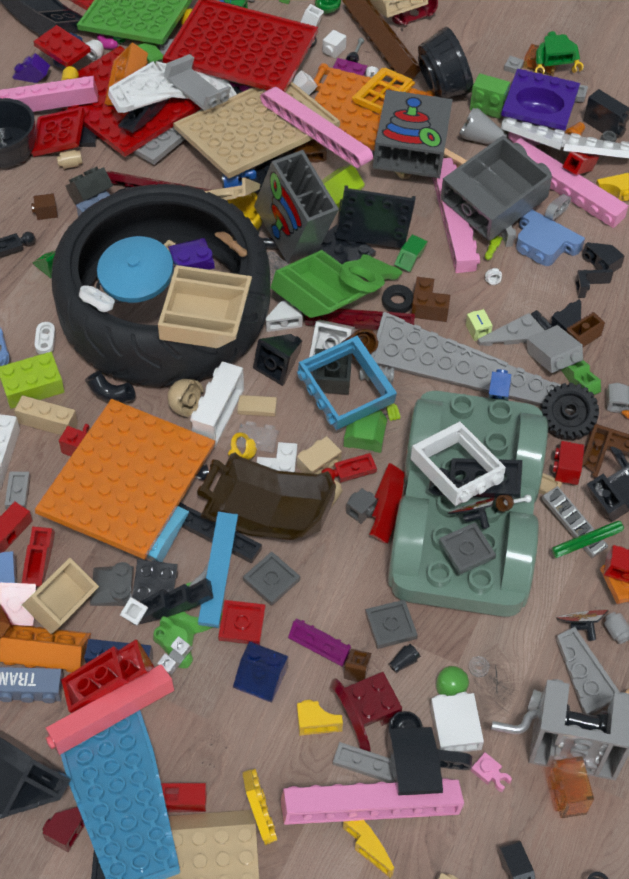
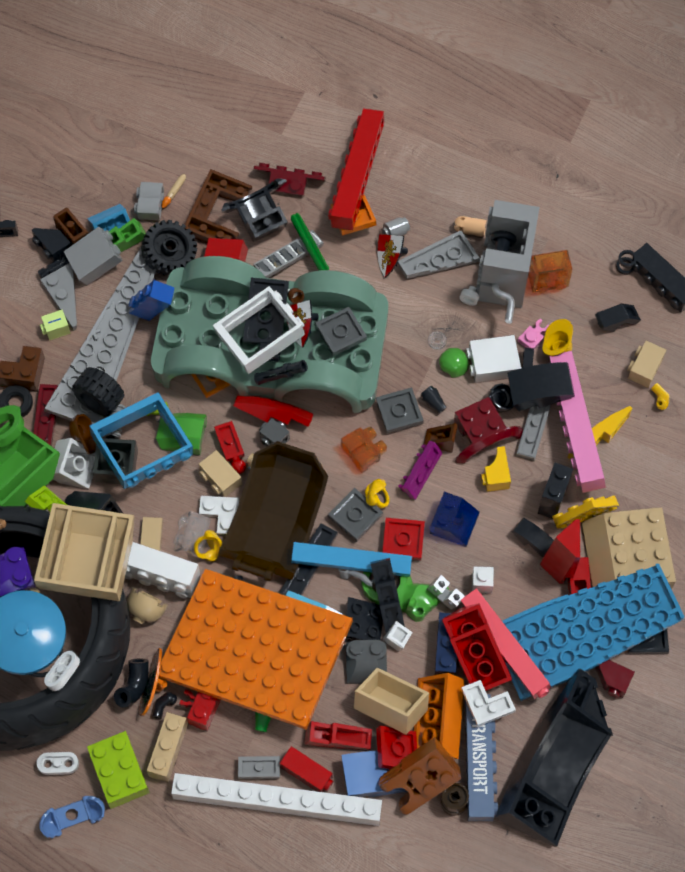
camera: 90 degrees left, 10 degrees up
(41, 679) = (484, 708): none -> white plate
(88, 413) = (161, 702): none -> black arm
(101, 399) = (153, 684): none -> shield
(188, 695) = (483, 579): none -> white brick
(202, 767) = (564, 553): none -> red slope
(236, 753) = (533, 535): none -> black slope
(283, 769) = (555, 490): none -> black brick
(284, 311) = (43, 499): none -> lime plate
(298, 593) = (371, 493): none -> yellow piece
(344, 585) = (361, 448): none -> clear orange hips
(397, 346) = (98, 391): none -> black tyre
(415, 491) = (293, 368): none -> black pin
(481, 793) = (558, 337): none -> yellow piece
(601, 365) = (109, 218): none -> dark azure brick

